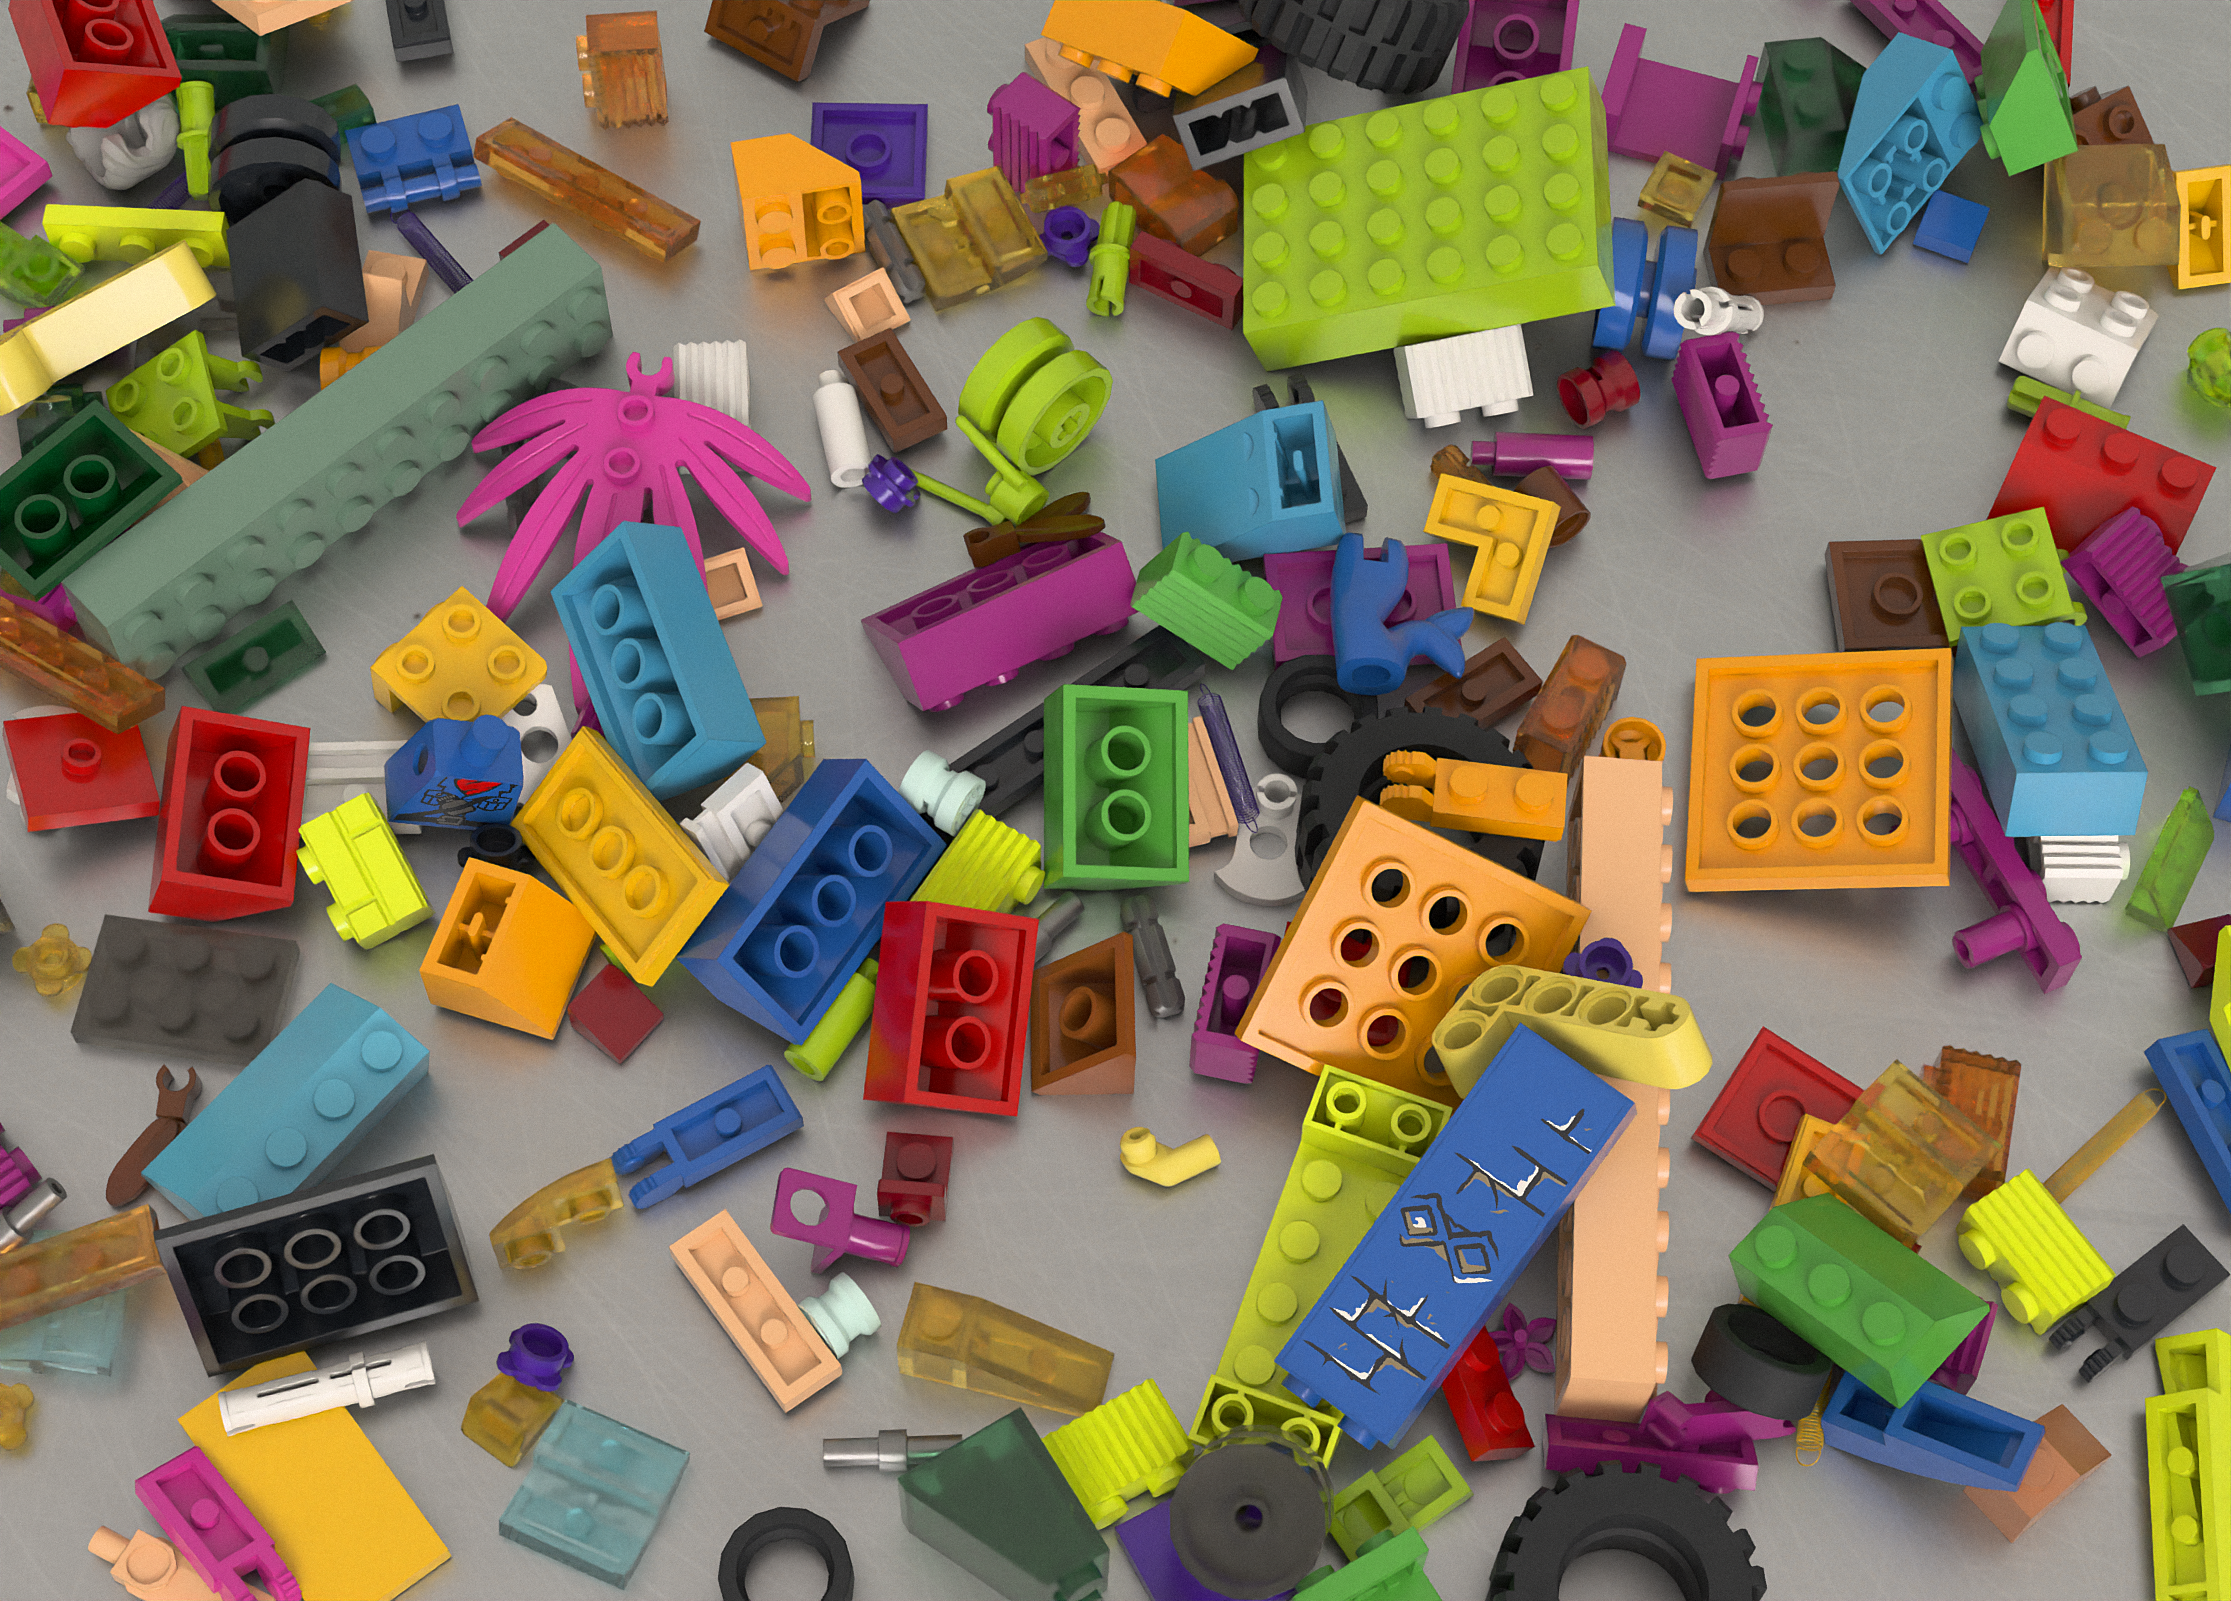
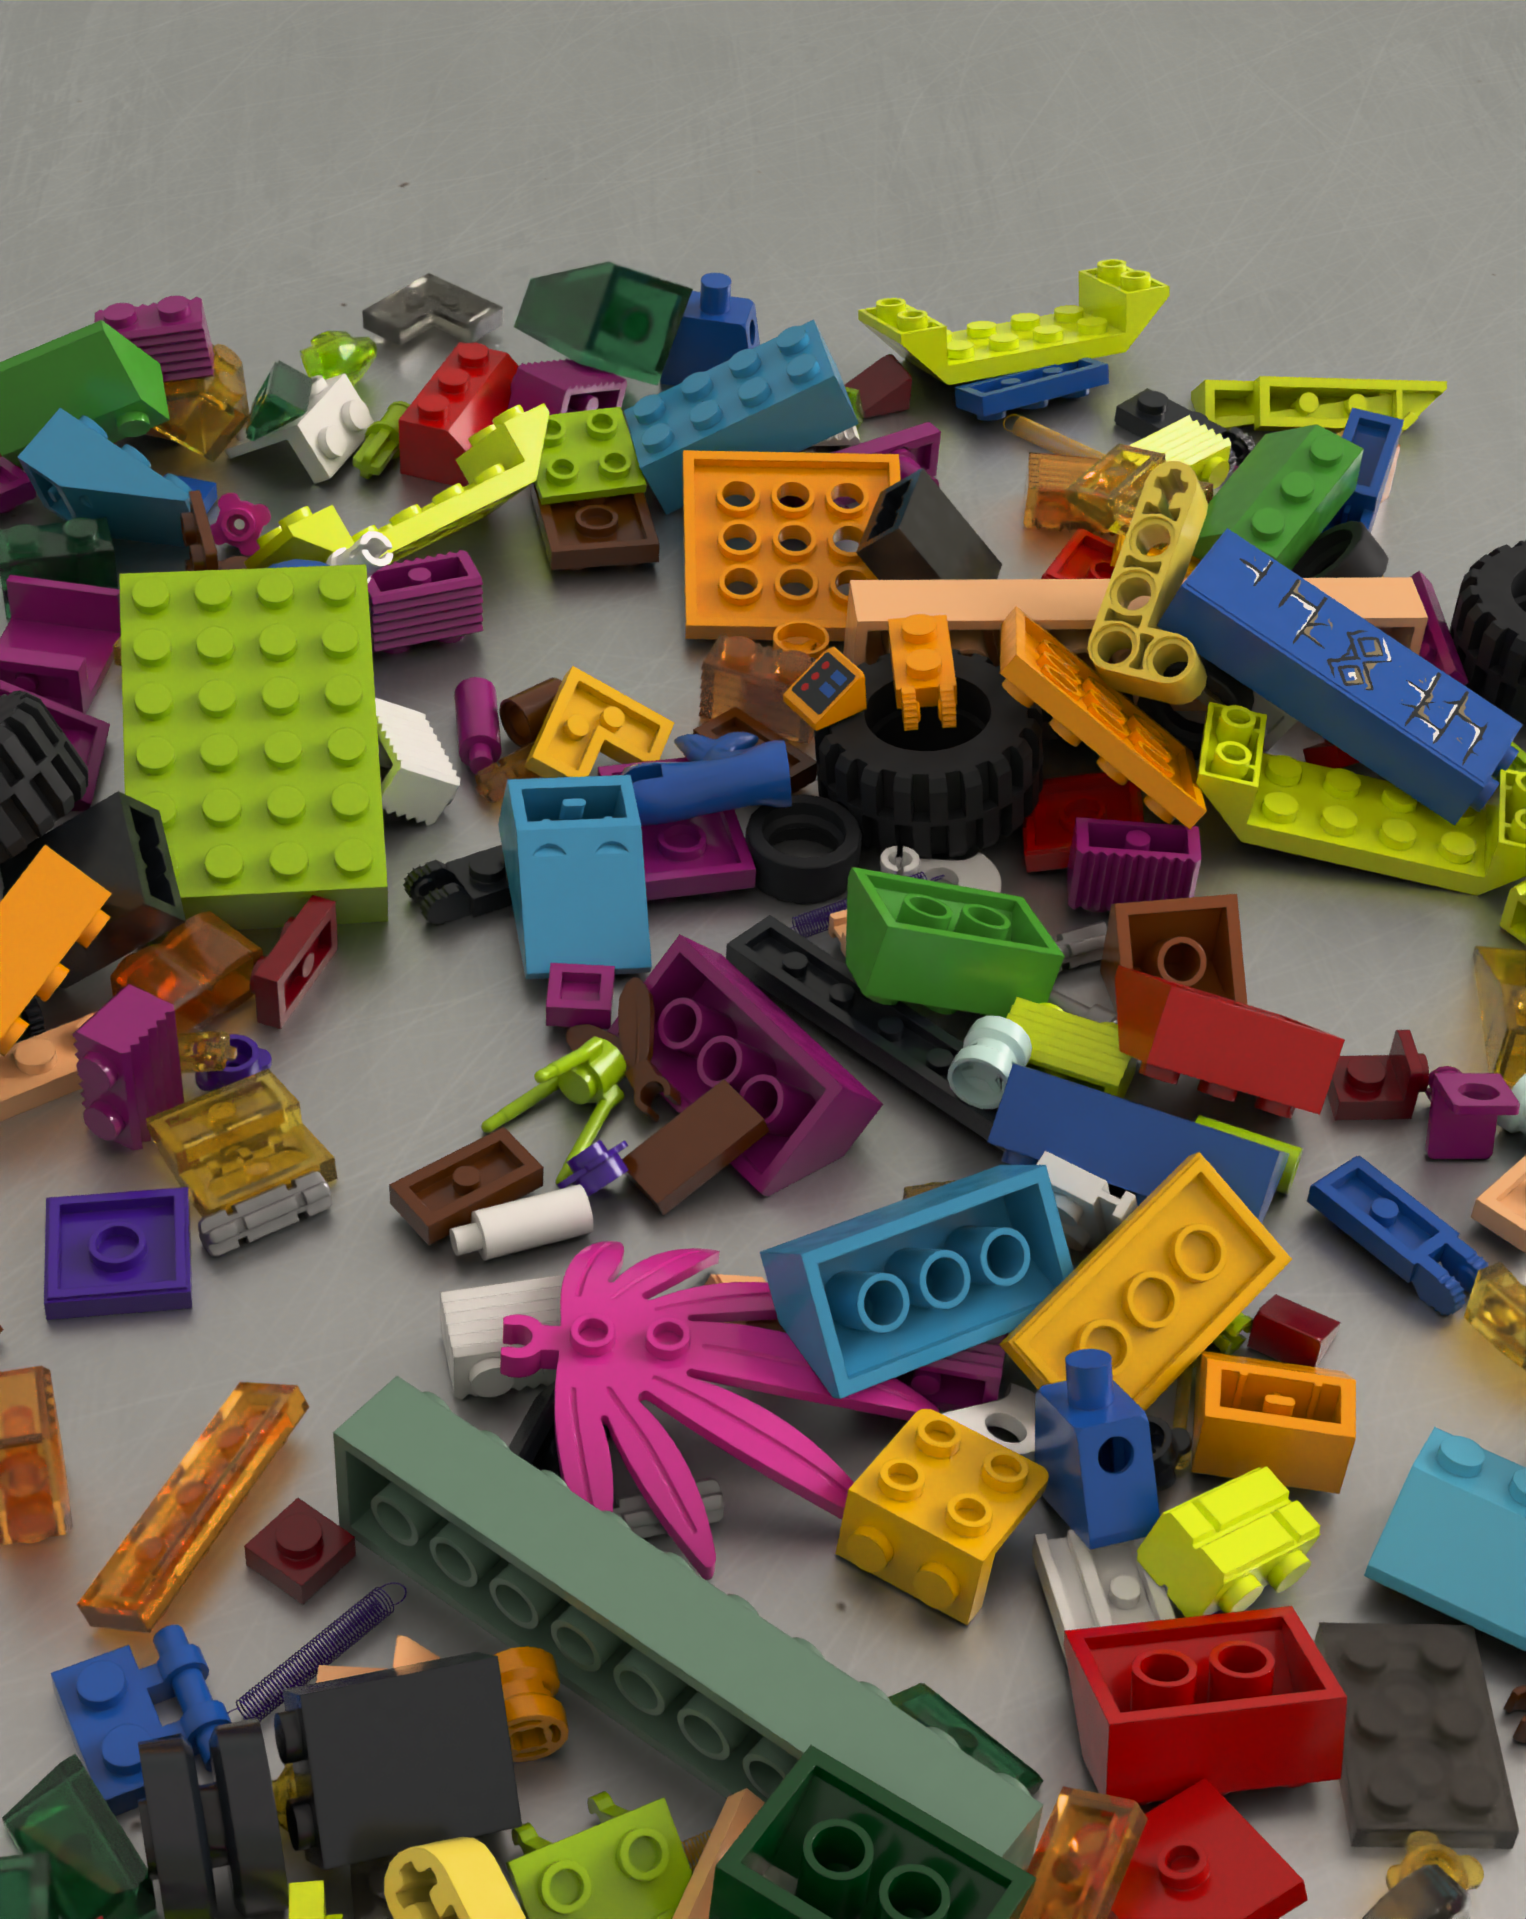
camera: 100 degrees left, 20 degrees down
(795, 202) = (236, 1270): light orange slope -> none
(868, 306) = (338, 1231): light nougat slope -> none
(903, 559) = (694, 1146): none -> reddish brown tile
(1035, 395) = (488, 1032): lime wheel -> none
(1111, 259) = (269, 1024): lime axle -> none
(1122, 498) = (580, 995): none -> magenta plate
(1163, 1164) = (1288, 923): light yellow arm -> none
(1207, 600) = (716, 892): bright green brick -> none
(1456, 706) = (828, 690): none -> slope
(1601, 388) = (404, 682): dark red wheel -> none
(1605, 955) = (1075, 592): dark purple plate -> none
(1766, 893) = (923, 536): none -> black brick
(1775, 305) = (497, 468): none -> neon yellow slope
(1889, 266) = (253, 516): none -> dark pink plate
(2068, 281) = (279, 400): none -> clear green slope
(2118, 146) = (169, 332): none -> magenta brick

